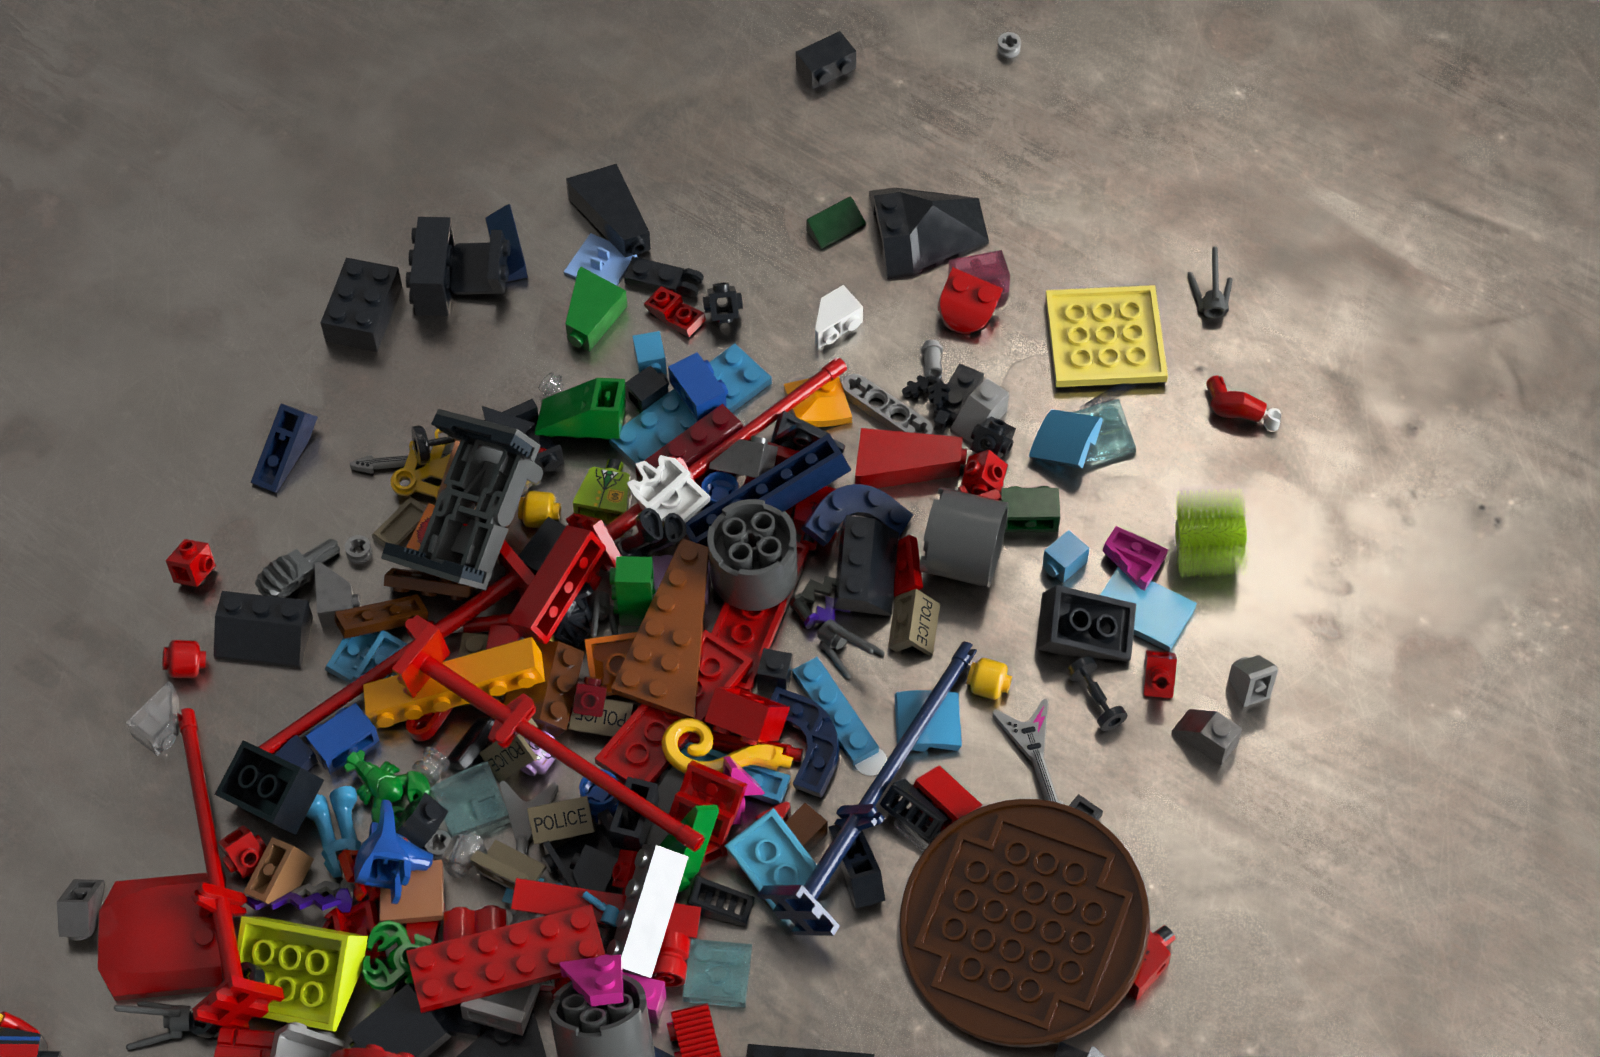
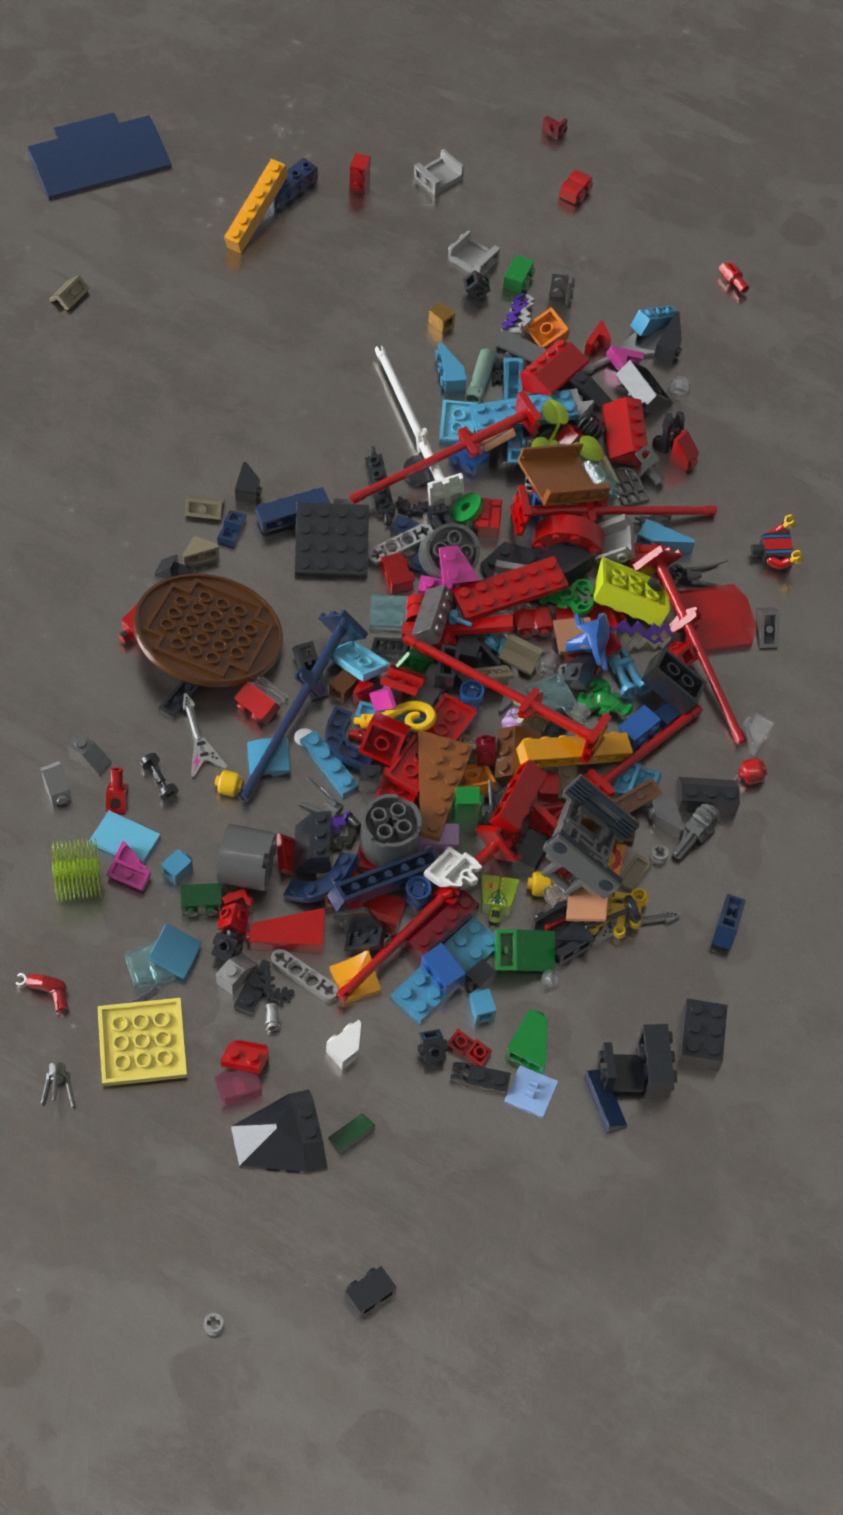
camera: 170 degrees right, 0 degrees up
(190, 562) = (767, 830): red brick -> none
(278, 871) = (656, 641): medium nougat slope -> none
(610, 208) = (530, 1131): black slope -> none
(652, 534) = (461, 840): black piece -> none
(747, 457) = (402, 903): flat silver slope -> none
(908, 817) = (279, 695): black slope -> none
(914, 622) = (280, 816): dark tan panel -> none
(1085, 624) = (166, 816): black slope -> none

